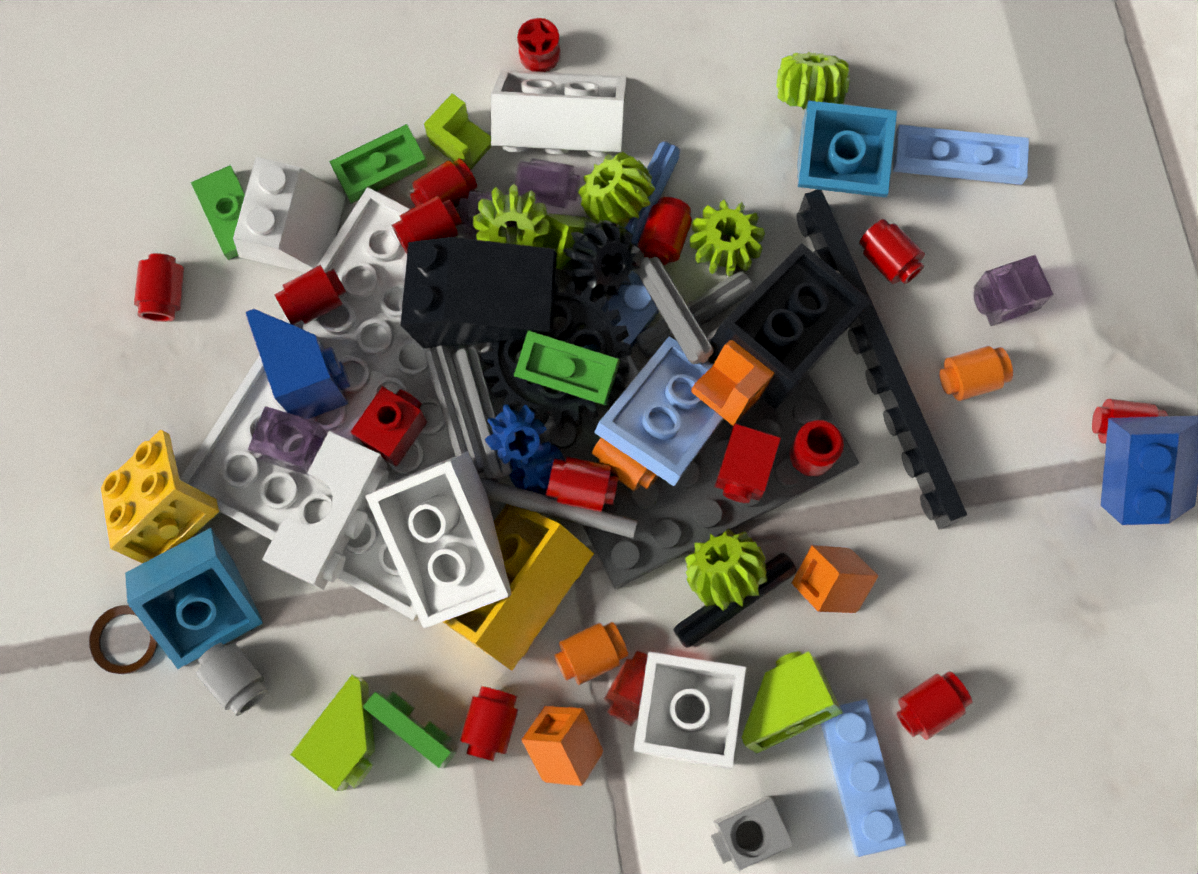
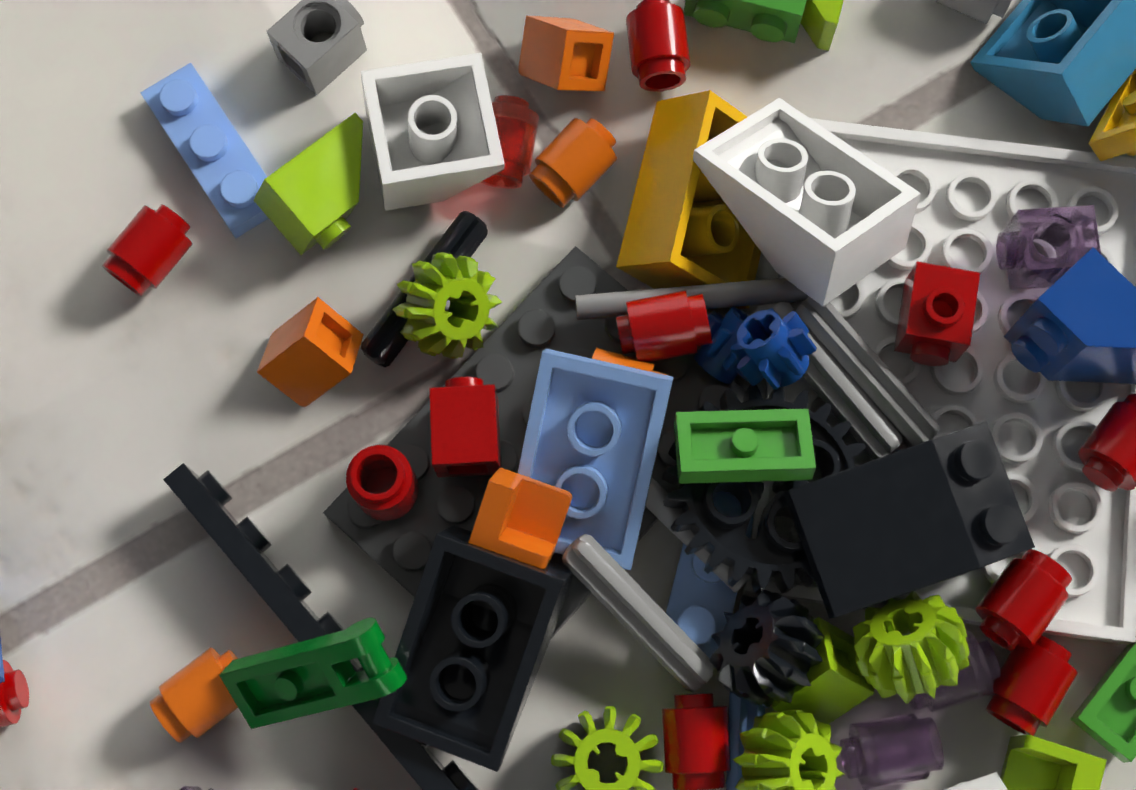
camera: 160 degrees right, 0 degrees up
(316, 549) = (953, 133): white arch -> none
(703, 308) = (603, 649): light grey axle -> none
(900, 337) = (313, 675): none -> green plate

